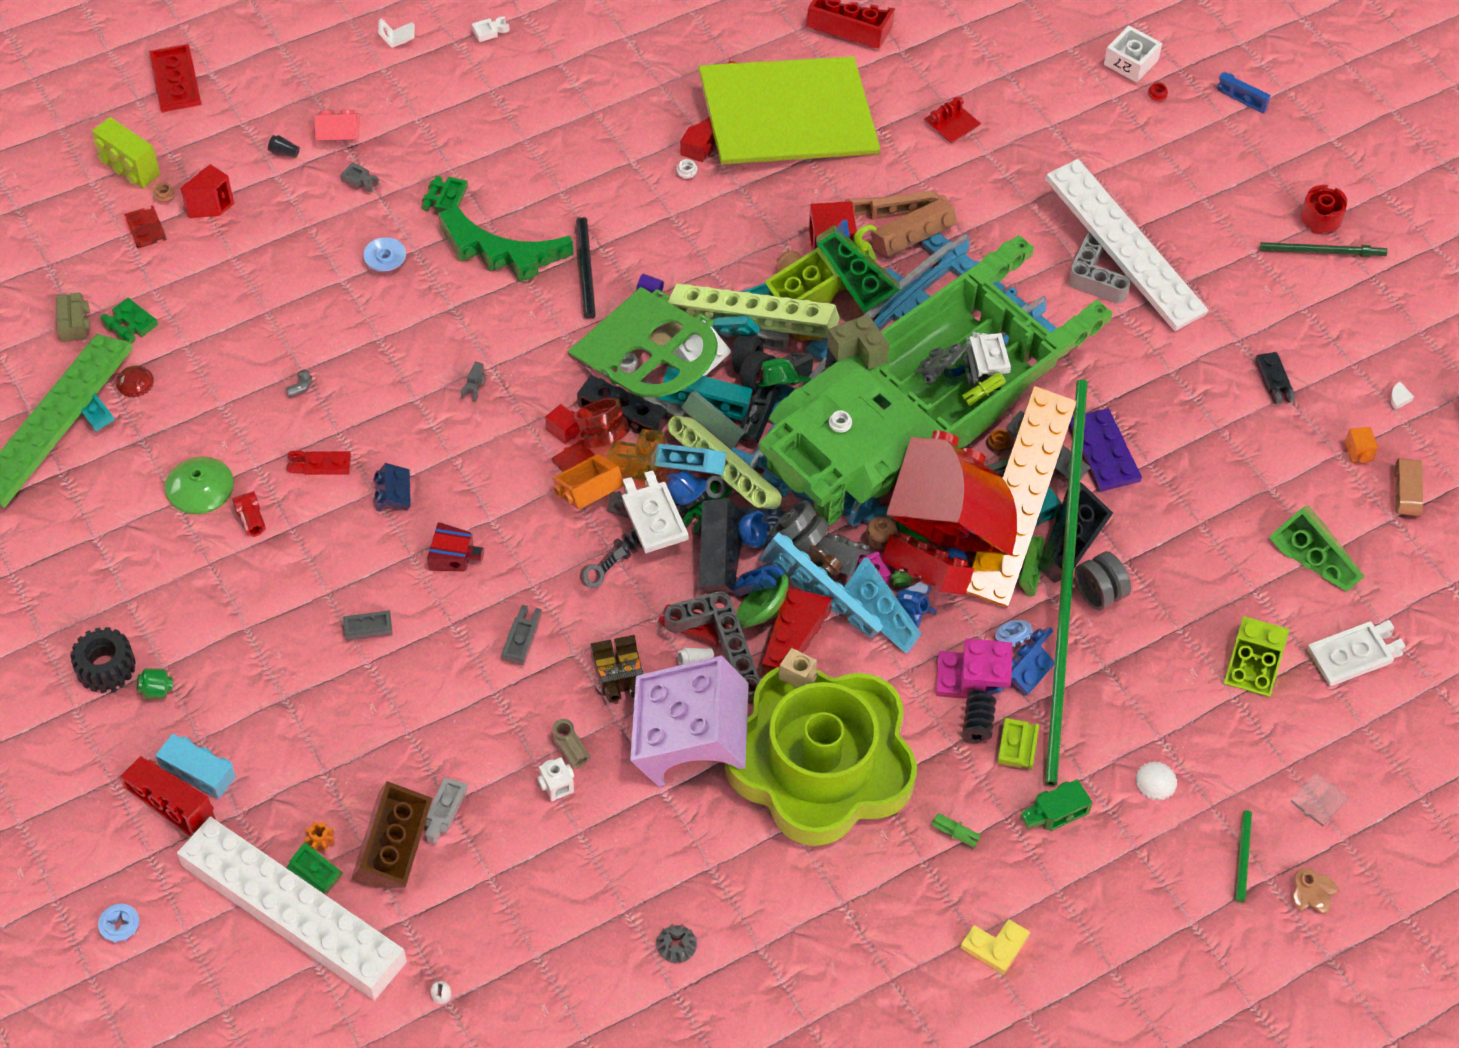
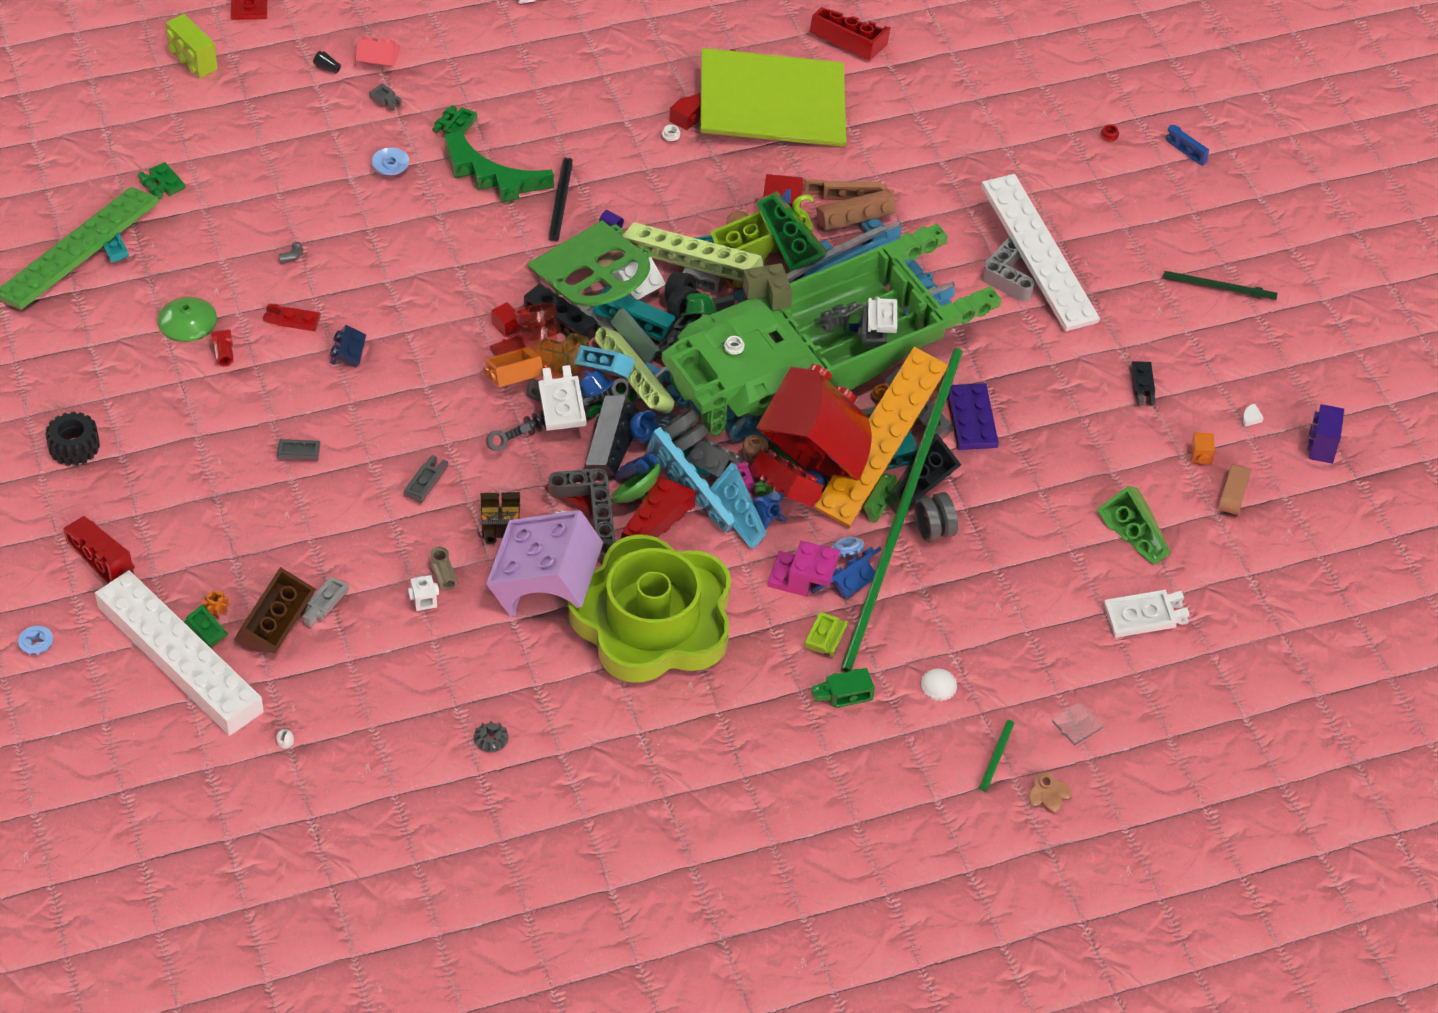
camera: 10 degrees right, 5 degrees down
(72, 317) = (114, 170): olive brick -> none
(134, 381) = (154, 229): clear red hat -> none
(145, 227) = (193, 109): clear red plate -> none
(154, 683) = (110, 464): green head -> none
(163, 192) = (216, 83): nougat plate -> none
(196, 765) = (129, 532): medium azure brick -> none
(207, 193) = (251, 89): red slope -> none
(452, 549) = (385, 402): dark red torso -> none
(474, 379) = (440, 273): dark grey plate -> none
(629, 363) = (574, 278): white tile -> none
(735, 326) = (673, 263): teal hinge -> none
(798, 661) = (647, 536): tan brick -> none
(828, 563) = (699, 461): reddish brown plate -> none
(952, 120) = (917, 128): red hinge -> none
(956, 830) = (753, 691): bright green axle -> none
(978, 717) = (797, 607): black piece -> none
(984, 389) = (870, 342): lime axle -> none
(997, 951) = (761, 791): light yellow plate -> none
(1132, 54) = (1095, 97): white brick -> none
(1256, 656) = (1055, 600): lime slope -> none
(1323, 209) = (1229, 251): red brick -> none

